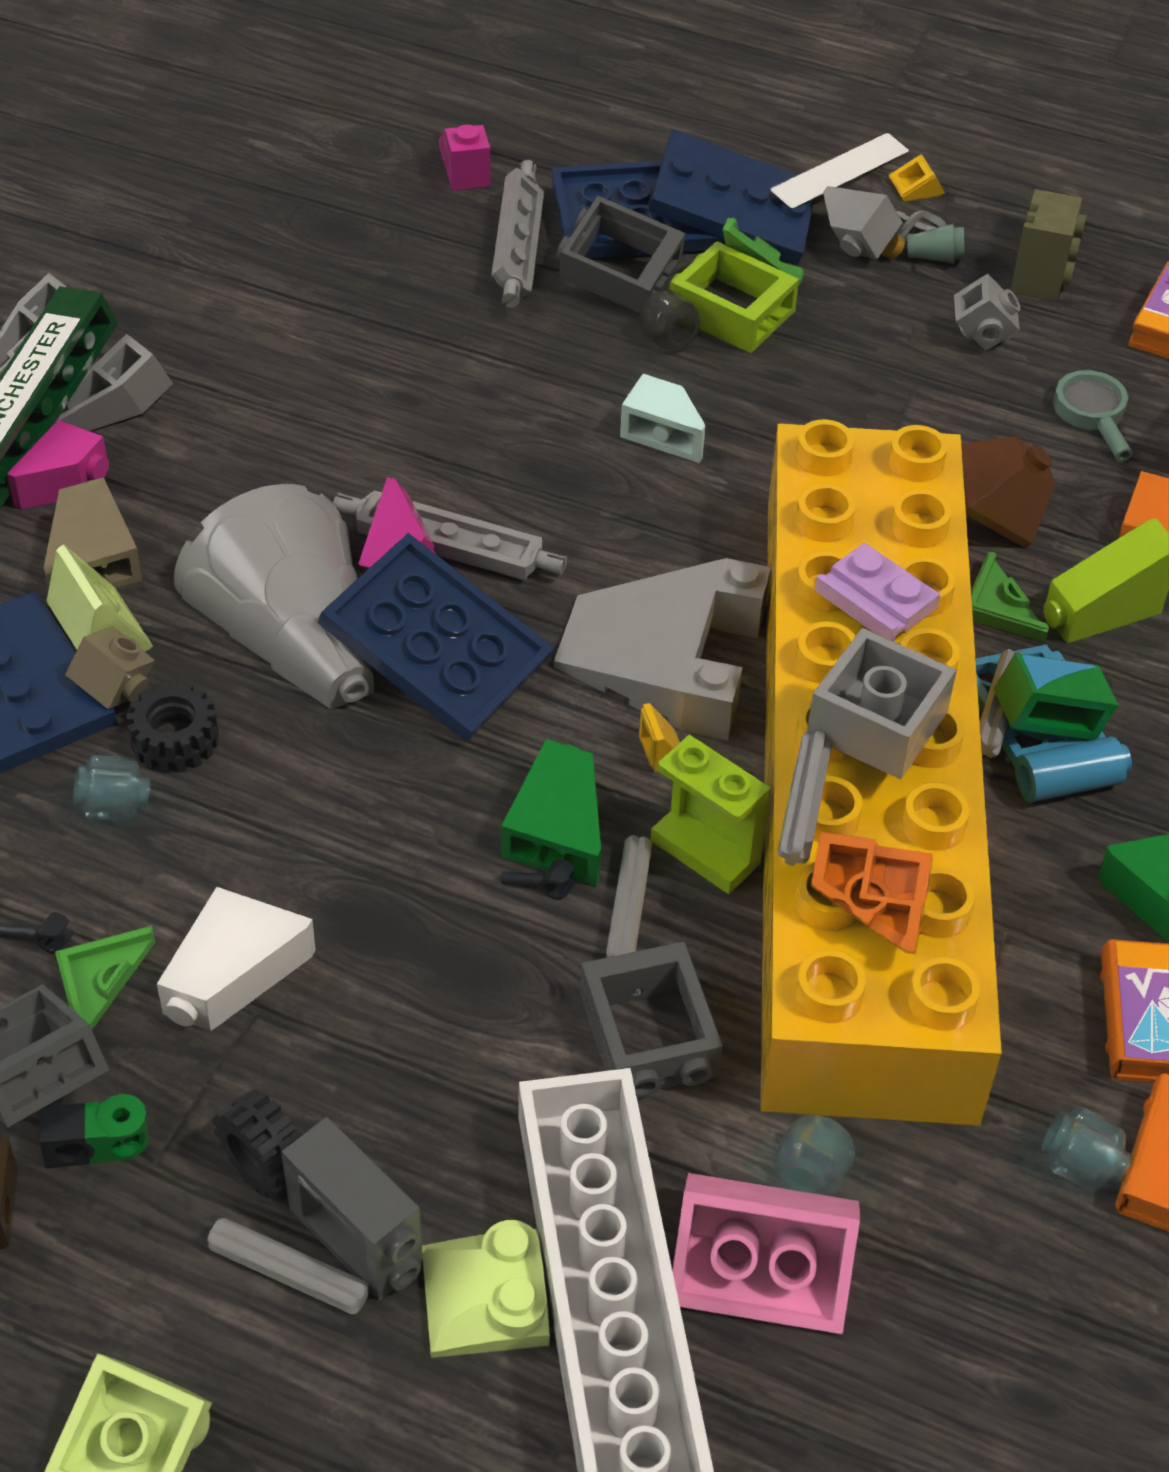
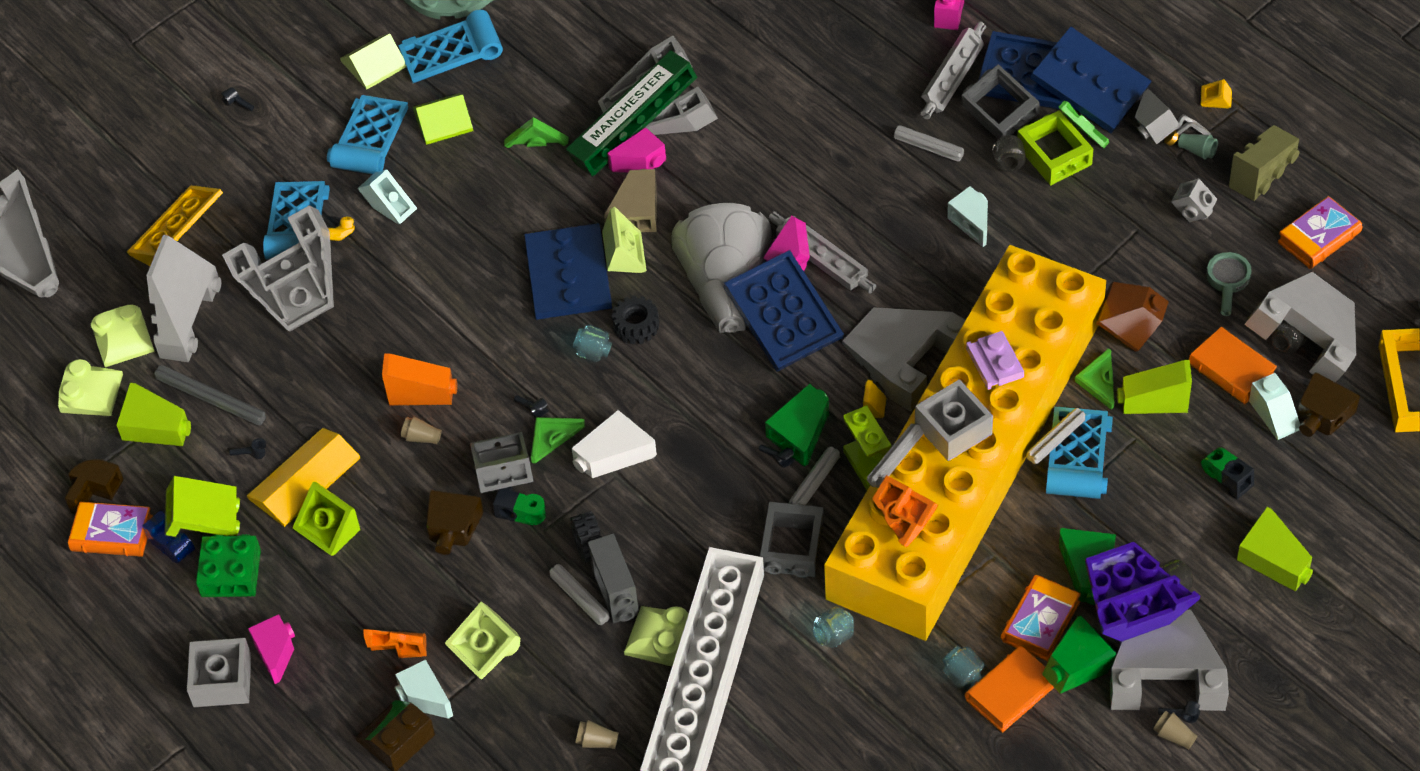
camera: 30 degrees right, 5 degrees up
(110, 667) = (616, 279): dark tan brick -> none
(534, 339) = (929, 143): none -> light grey axle
(765, 1253) = (788, 660): bright pink slope -> none
(839, 170) = (1169, 76): white sticker -> none
(1055, 696) = (1079, 442): green brick -> none

